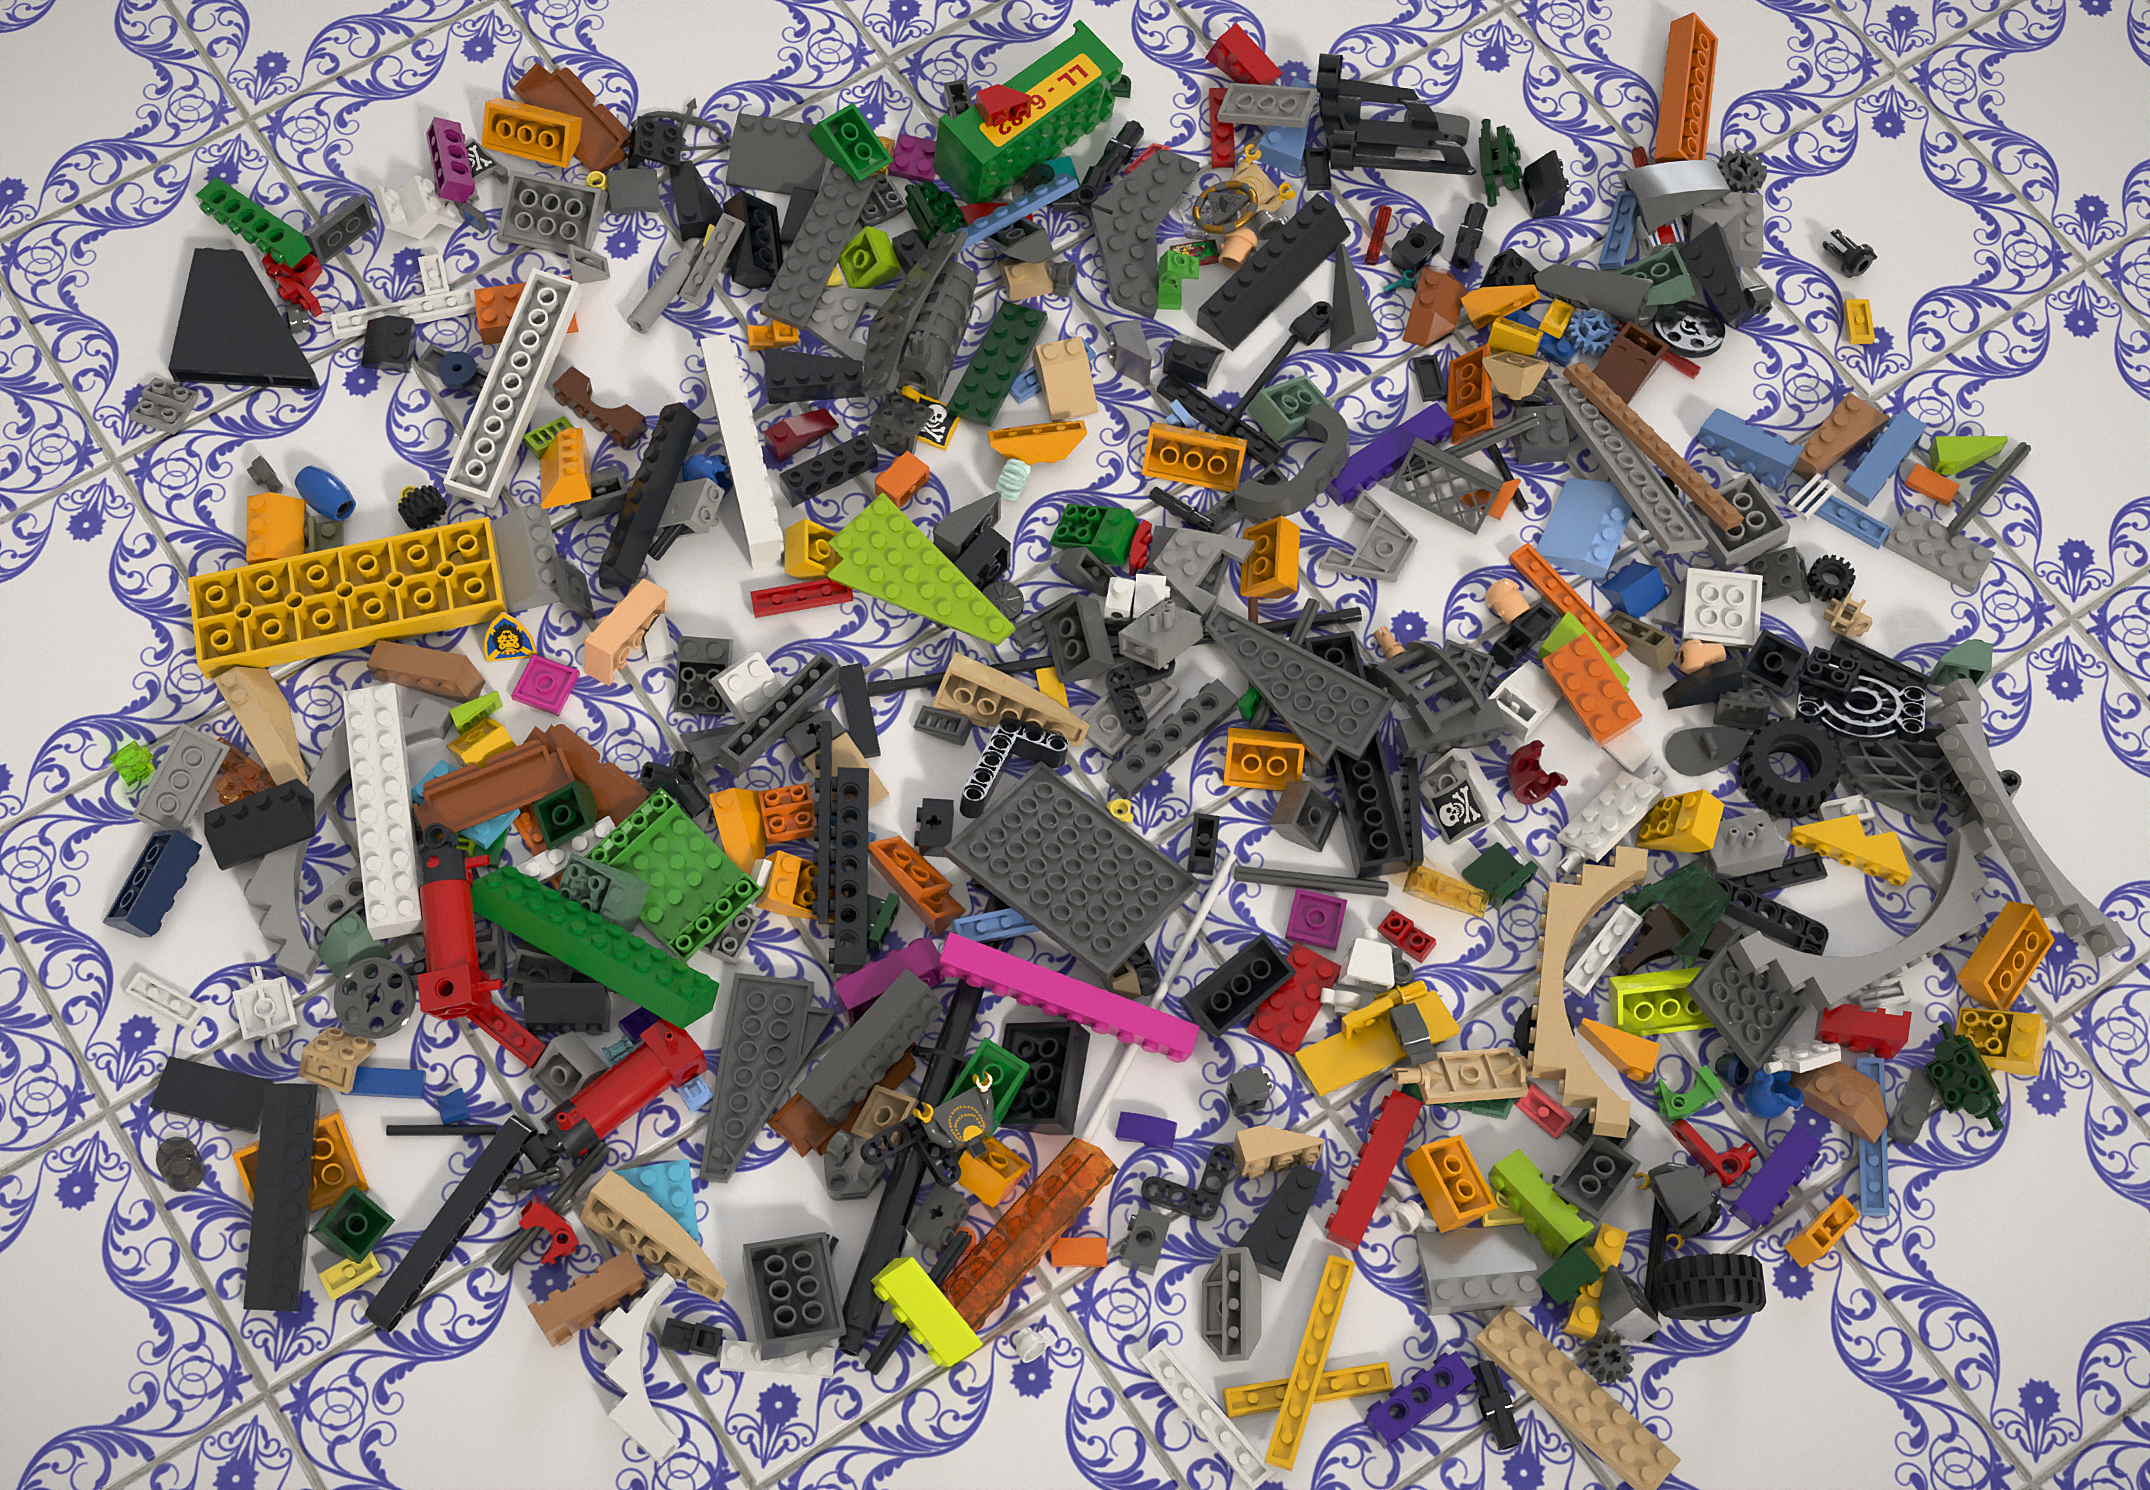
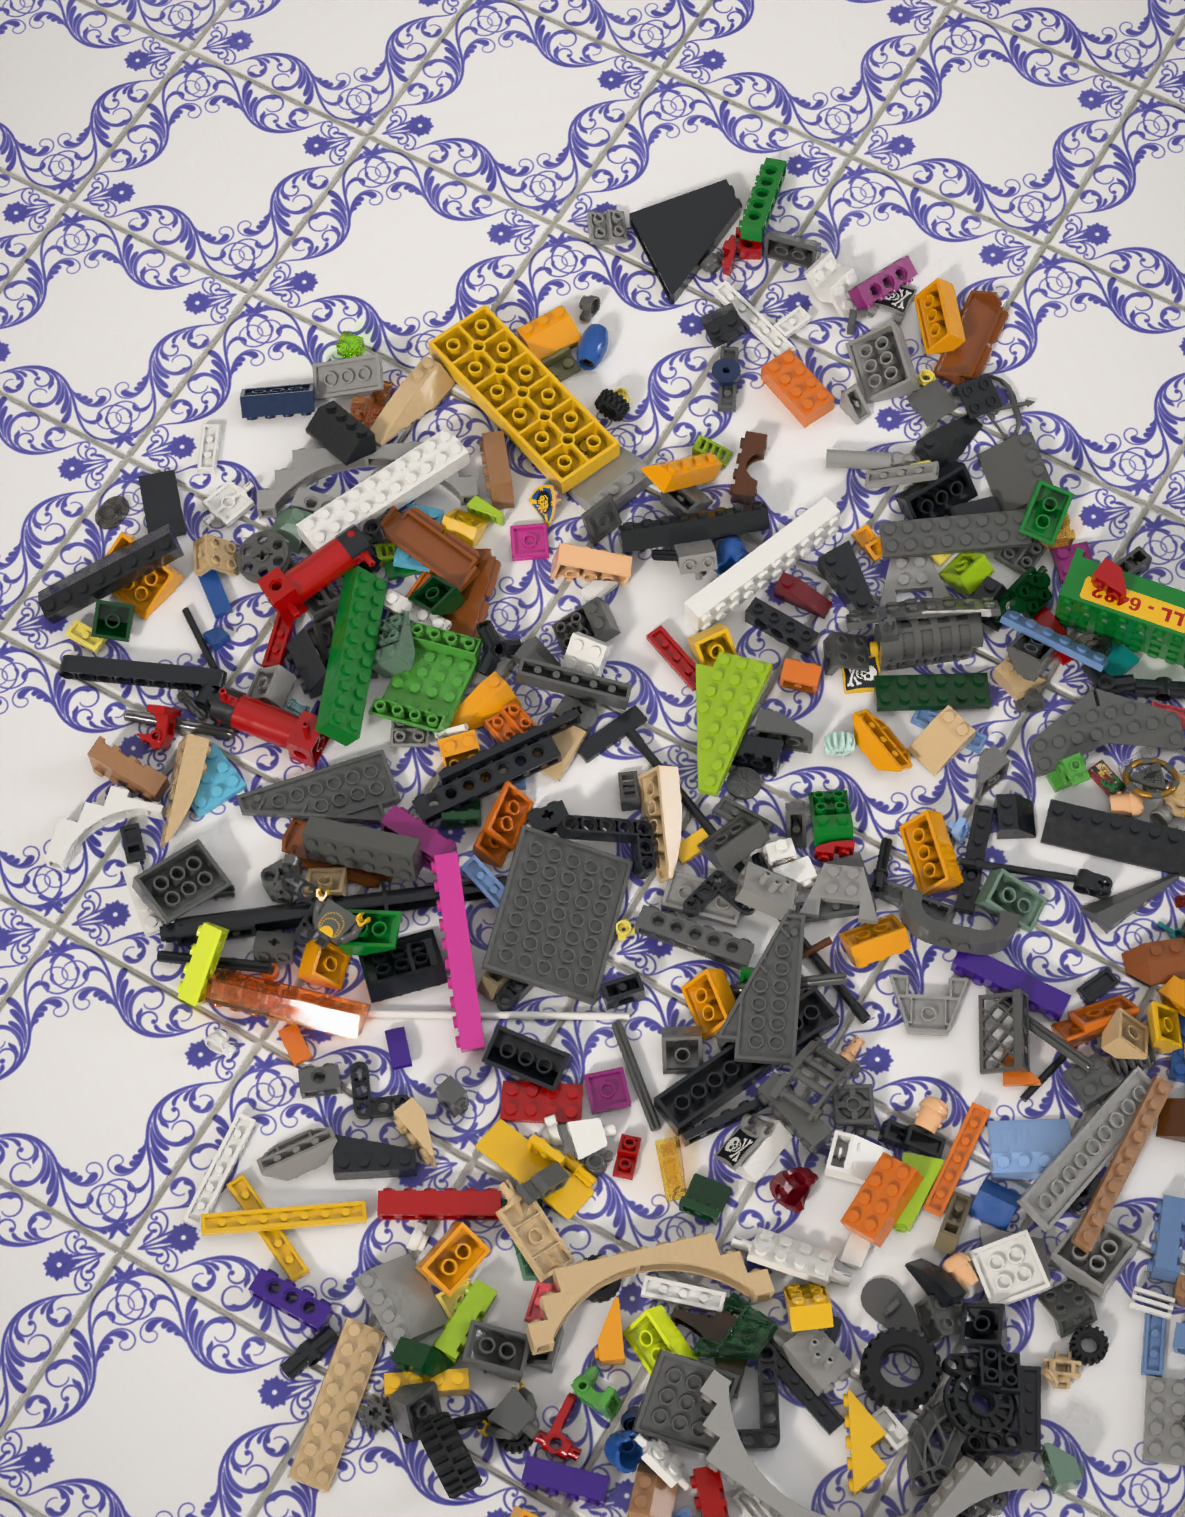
camera: 70 degrees right, 0 degrees up
(512, 388) = (725, 408): white brick -> none
(695, 1094) = (292, 767): light blue tile -> none
(1451, 858) = (705, 1163): white sticker -> none

